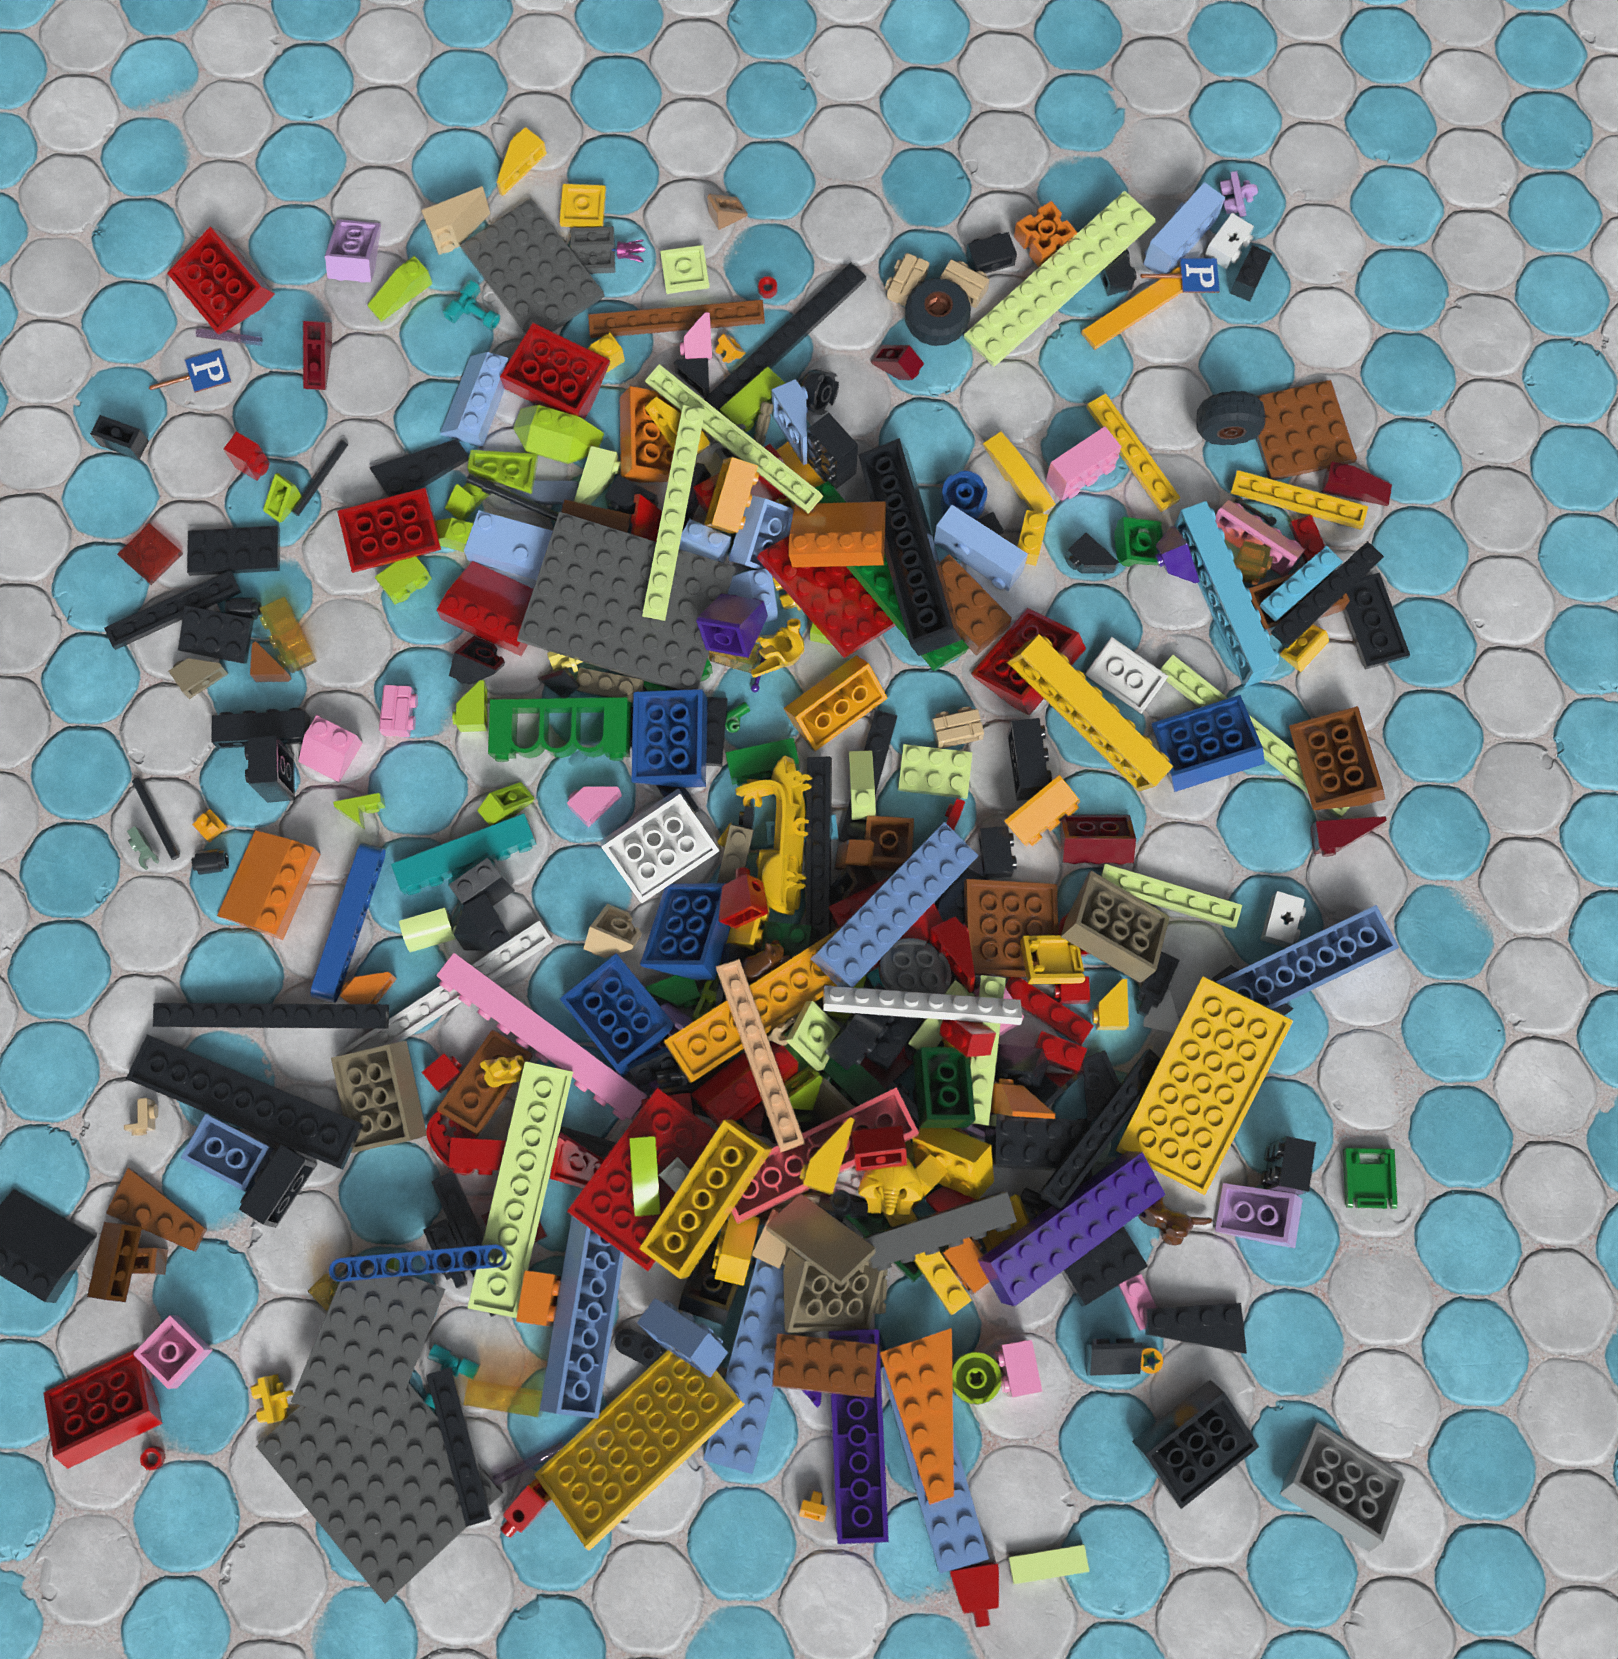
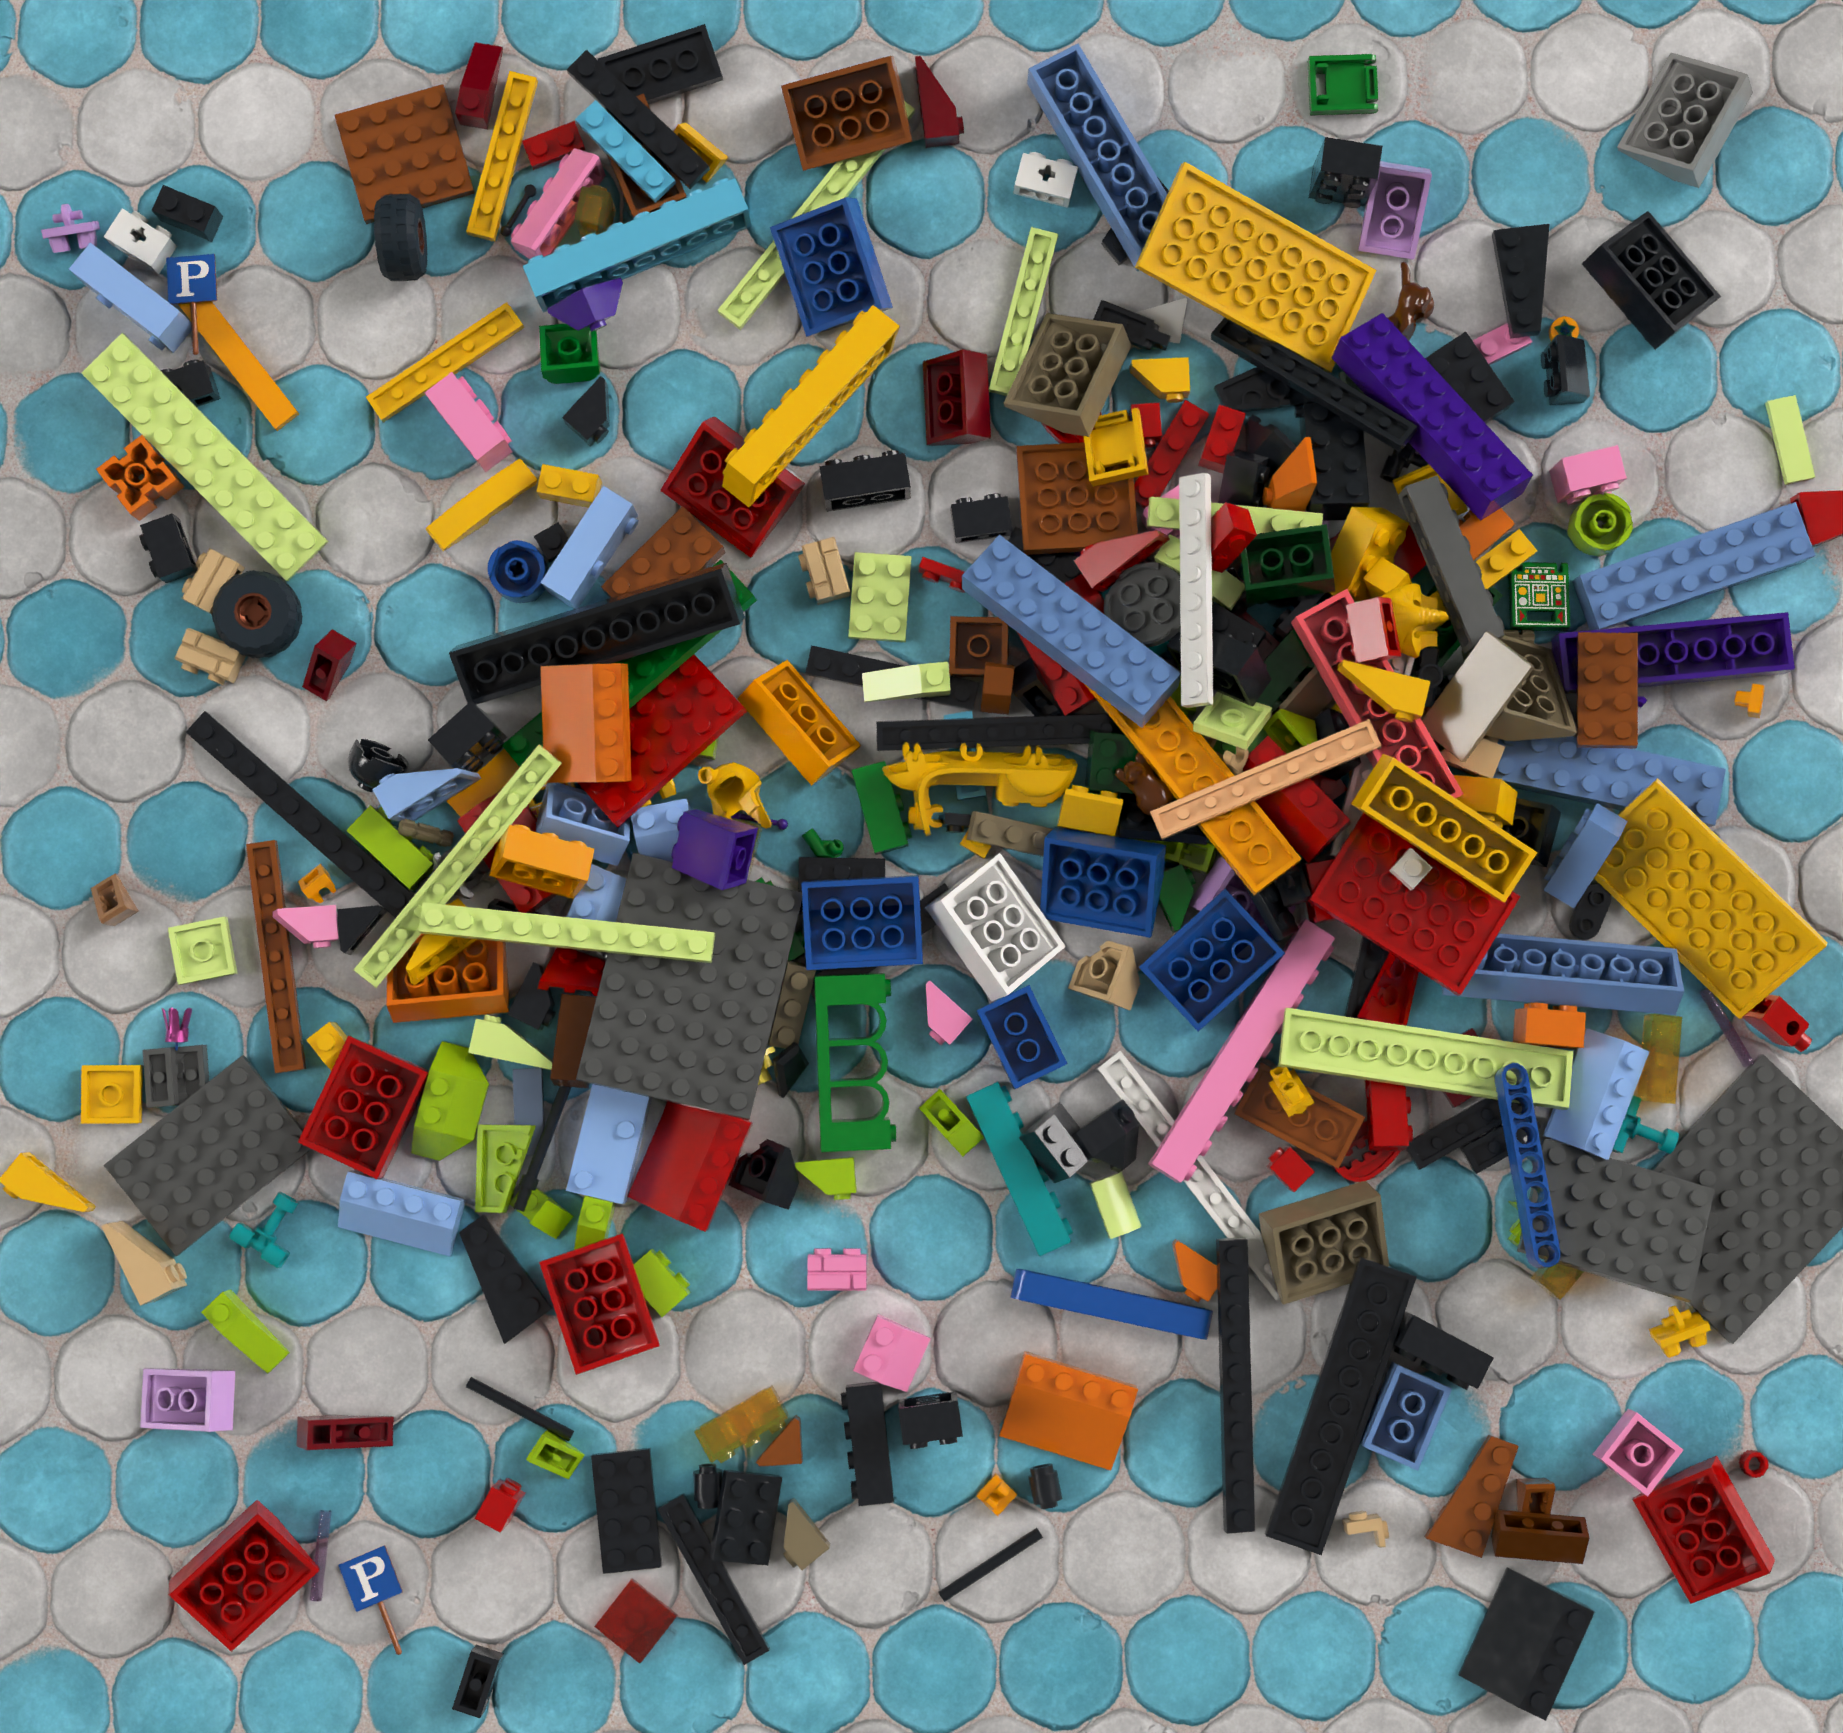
camera: 95 degrees left, 10 degrees up
(140, 843) = (1025, 1579): sand green plate -> none
(354, 807) = (968, 1313): lime slope -> none
(459, 1447) = (1720, 1105): black plate -> none
(480, 1338) = (1600, 1094): none -> light blue slope
(568, 860) = (1021, 1037): none -> blue brick
(645, 1176) = (1415, 904): lime slope -> none
(742, 900) = (1067, 815): red torso -> none
(767, 281) = (217, 834): red axle -> none
(918, 1317) = (1539, 589): none -> green container
(924, 1397) = (1625, 579): orange wing -> none
(1043, 811) = (932, 462): light orange slope -> none
(1126, 675) = (746, 366): white tile -> none

